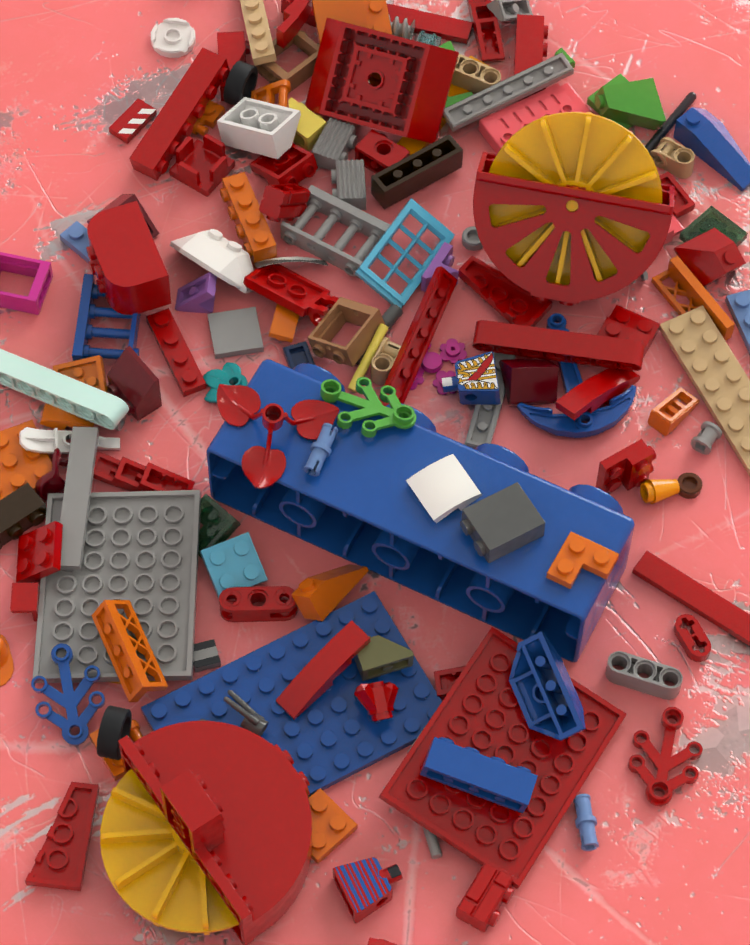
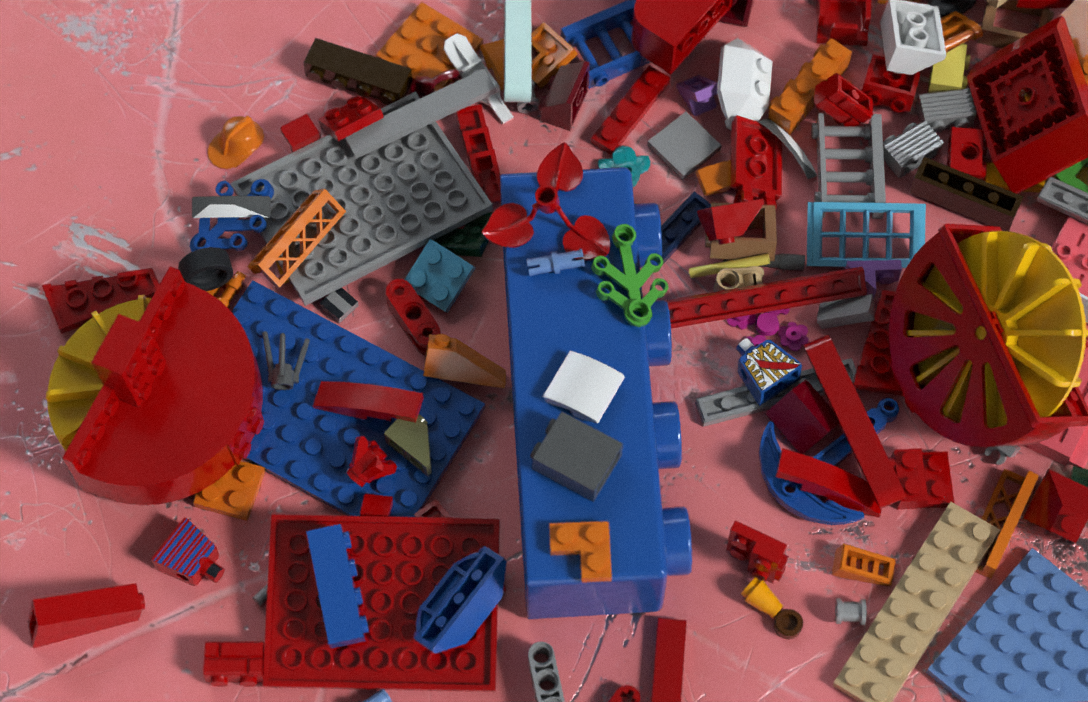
camera: 60 degrees right, 5 degrees up
(60, 687) = (231, 206): none -> dark grey sticker
(341, 326) = (729, 220): none -> red slope
(418, 715) = (376, 505): none -> red tile
(460, 302) = (846, 311): none -> light grey slope

